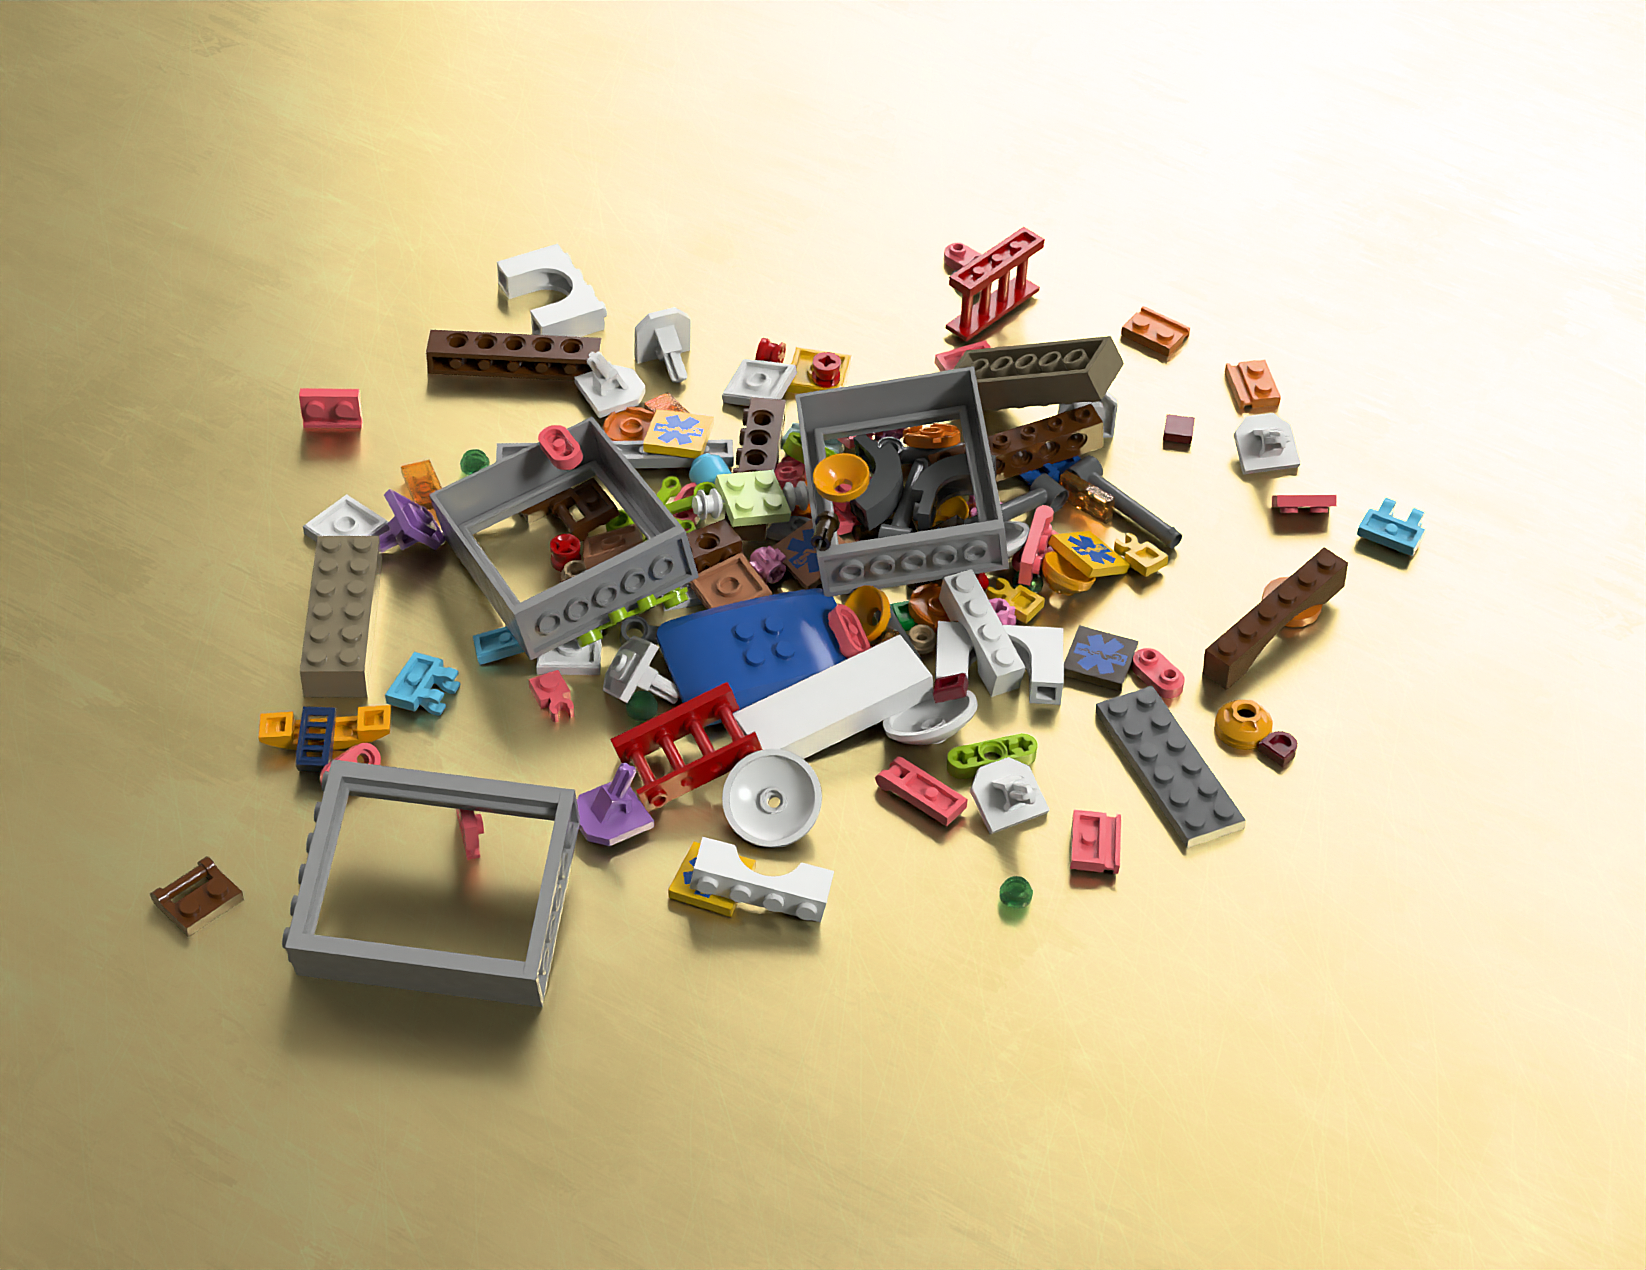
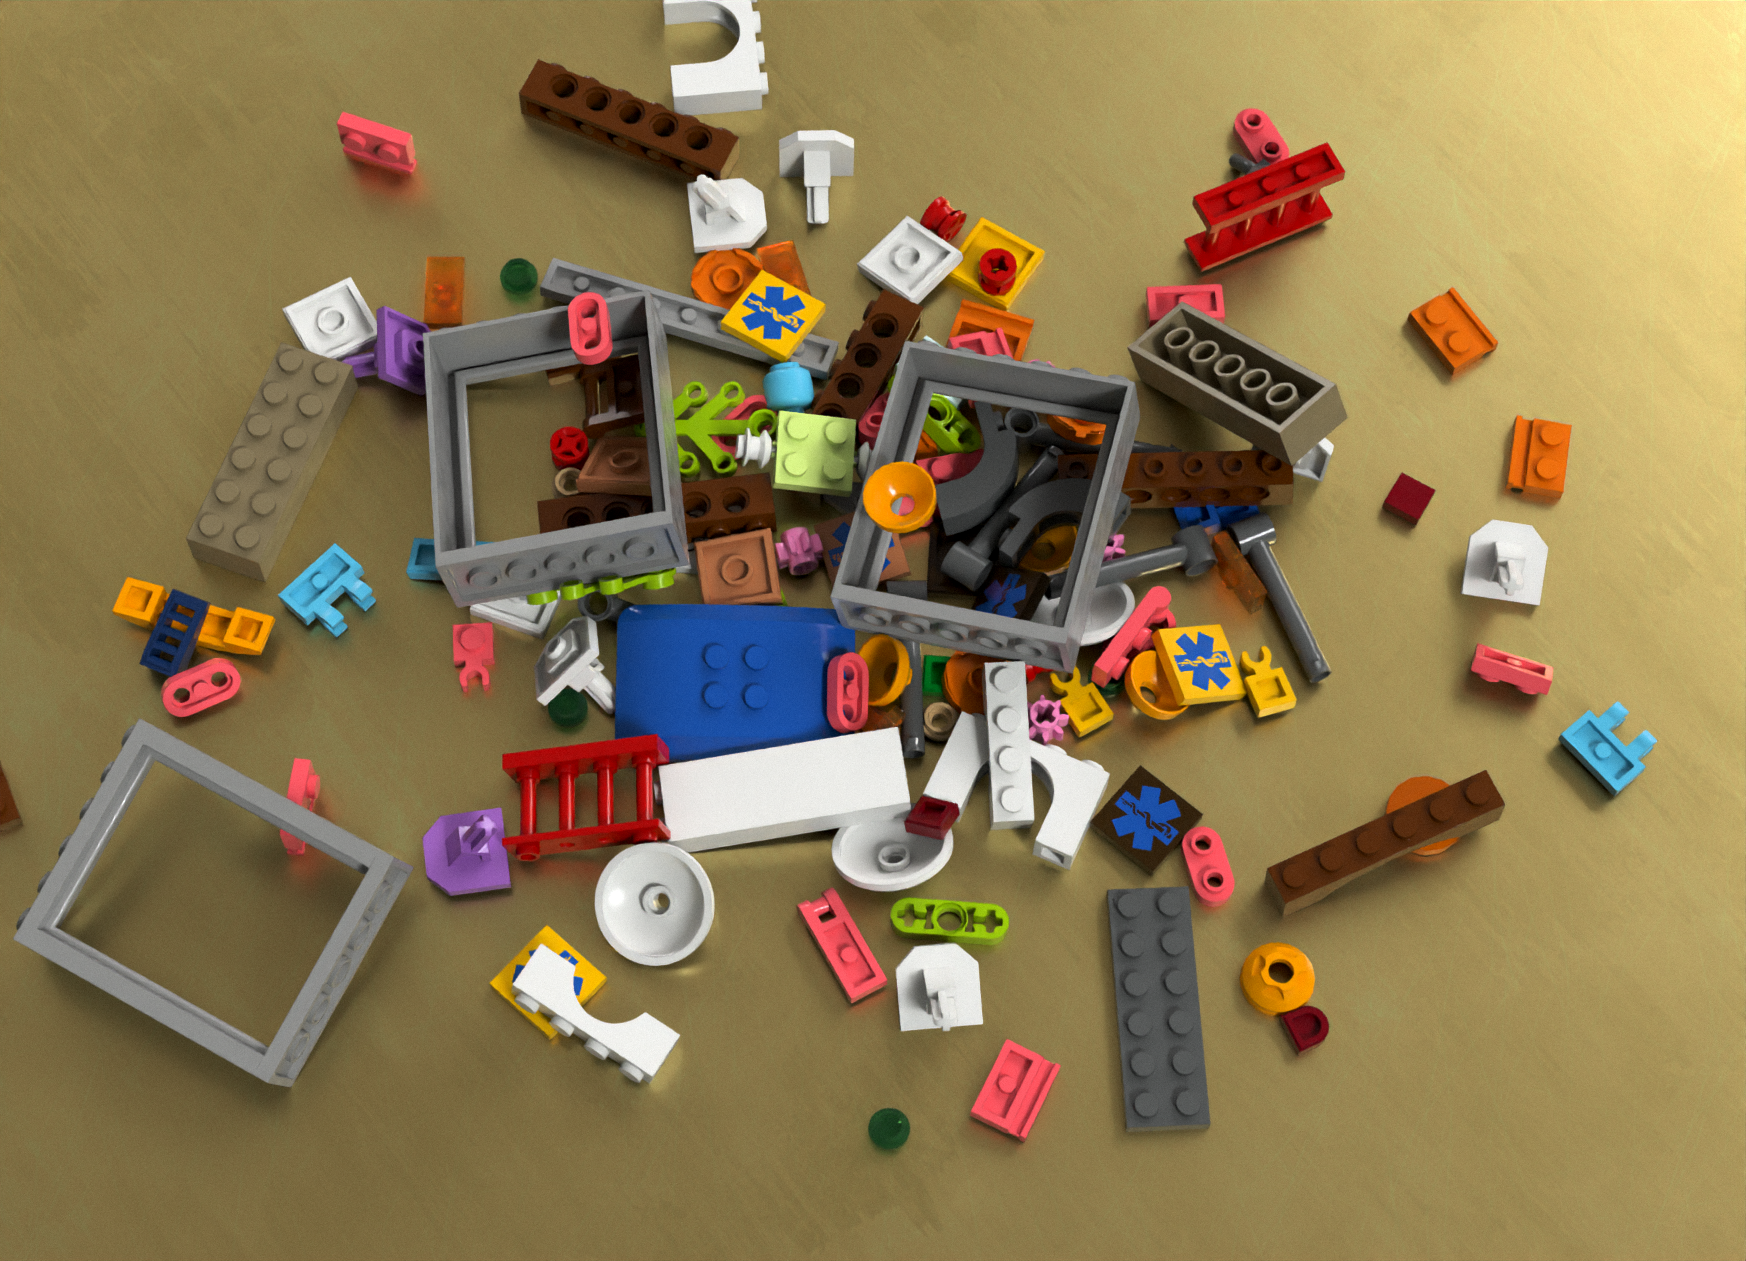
camera: 20 degrees right, 20 degrees up
(826, 525) = (856, 558): dark brown pin -> none

